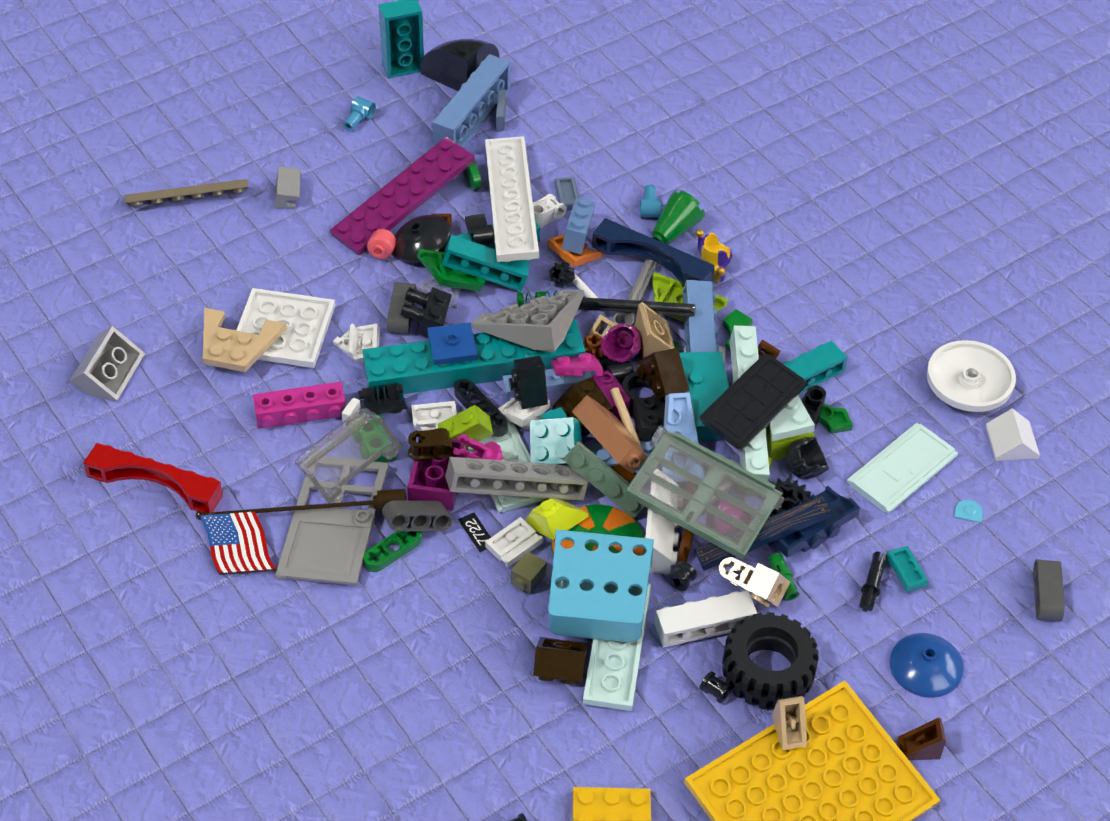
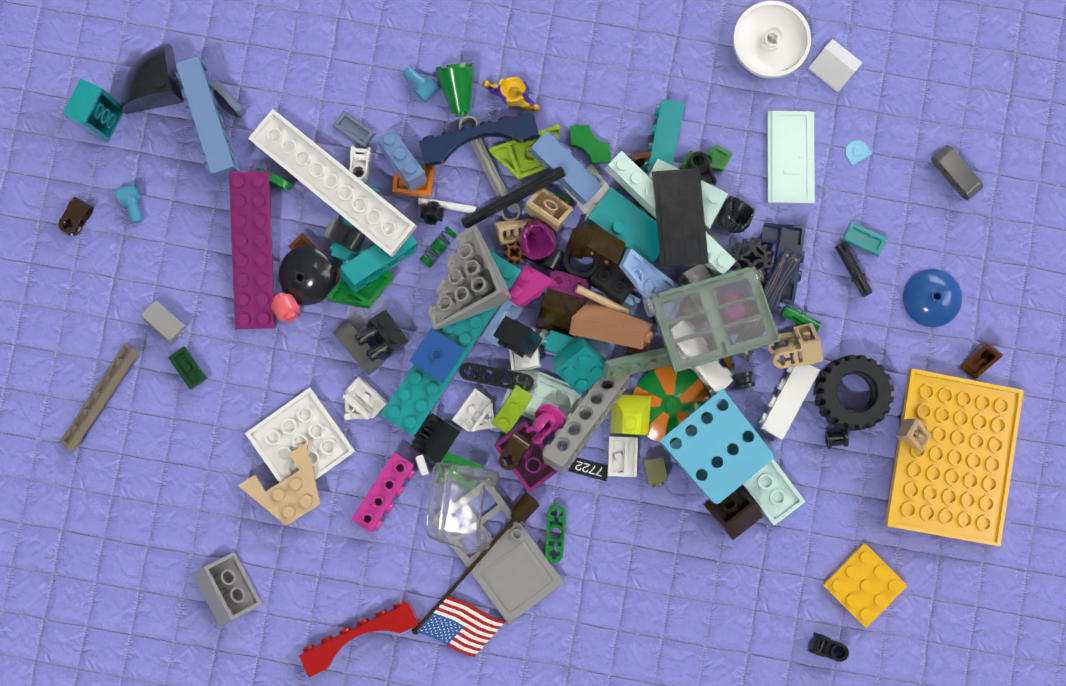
camera: 45 degrees left, 35 degrees up
(267, 224) = (187, 368): none -> dark green plate
(312, 92) = (76, 214): none -> dark brown piece
(417, 515) = (552, 503): dark grey beam -> none

